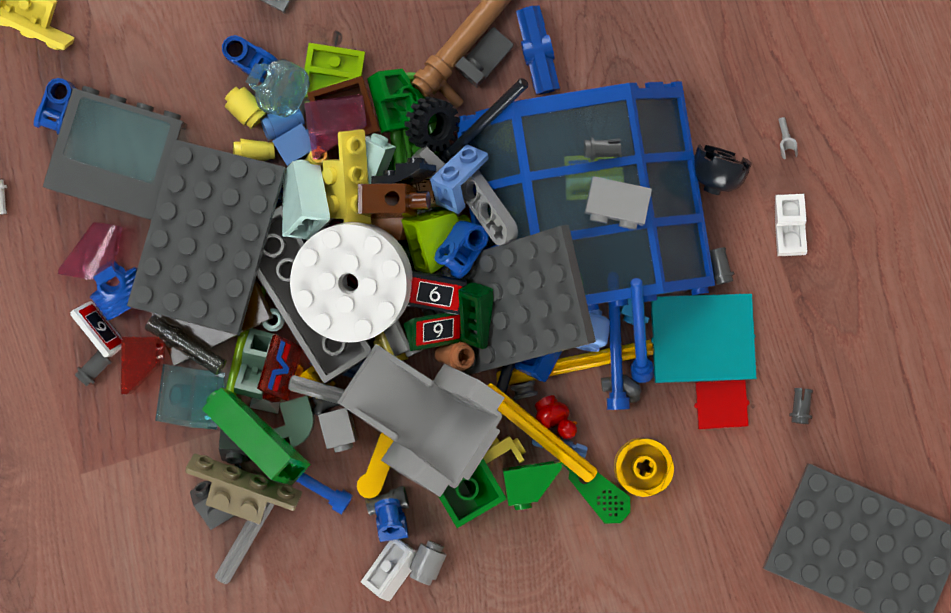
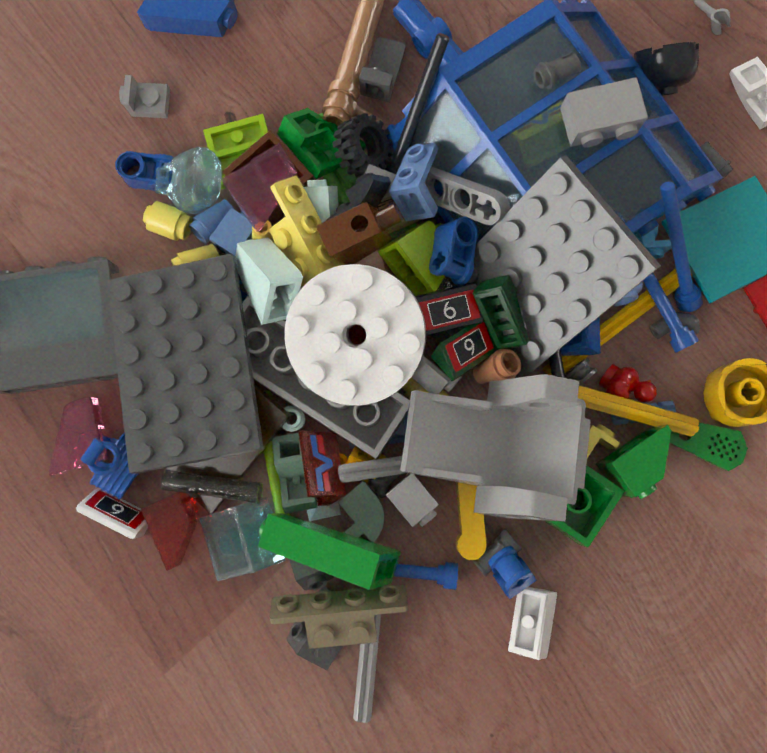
camera: 20 degrees left, 5 degrees down
(92, 368) = (127, 557): dark grey pin -> none
(427, 562) = (569, 598): light grey brick -> none

